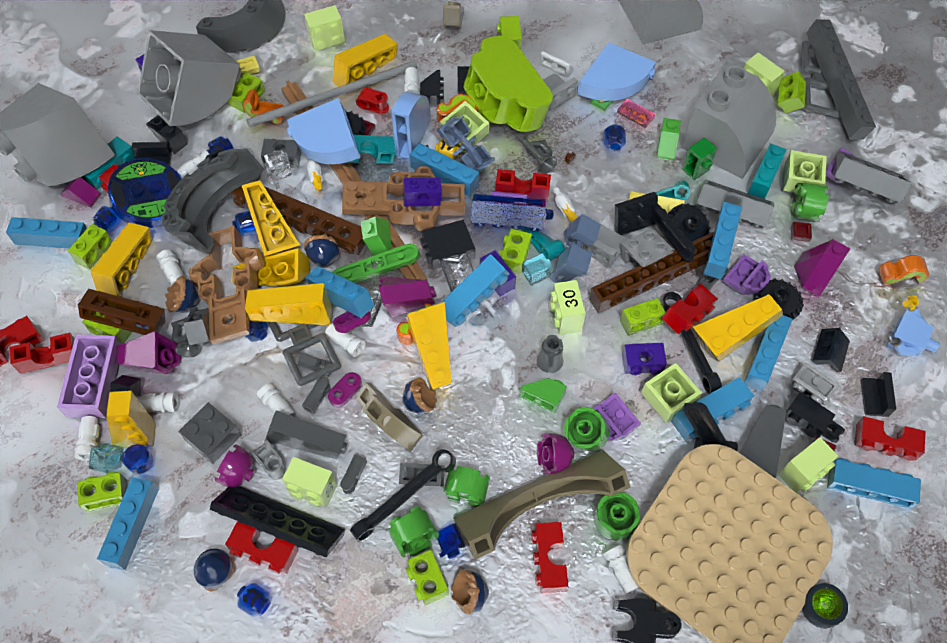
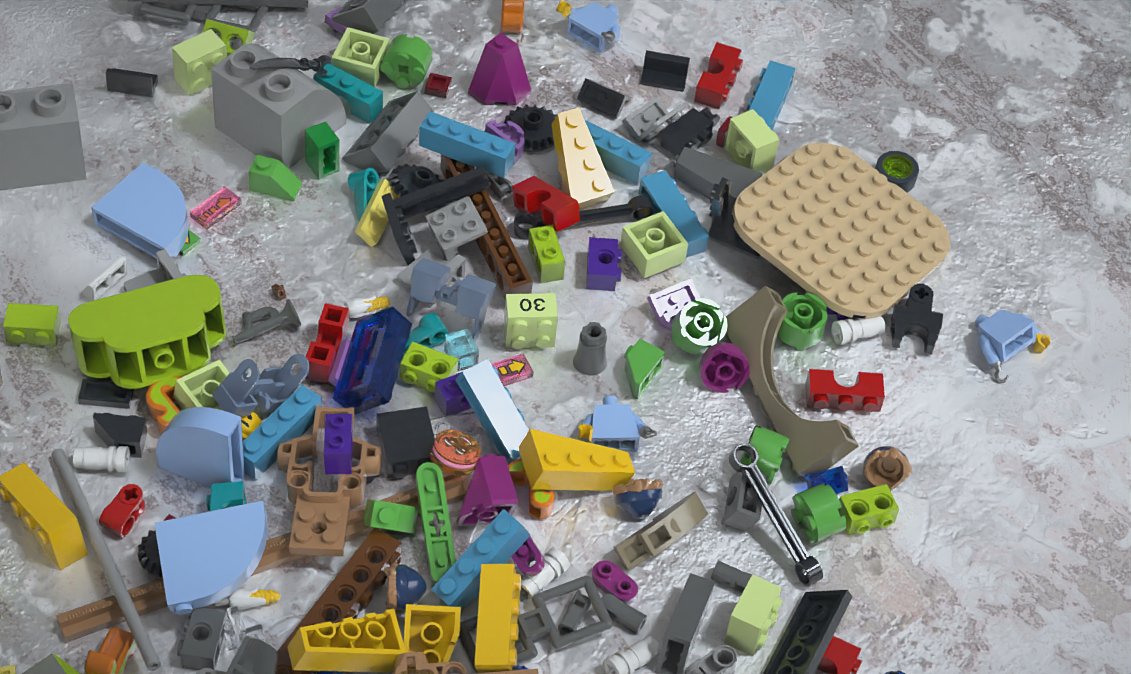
camera: 90 degrees left, 10 degrees down
(430, 265) = (455, 452): none -> clear orange head
(480, 374) = (614, 426): none -> light blue torso
(525, 302) = (513, 369): none -> clear pink tile
(614, 137) = (257, 235): clear blue head -> none
(735, 50) = (131, 82): none -> black panel
(754, 109) = (303, 64): none -> black sword

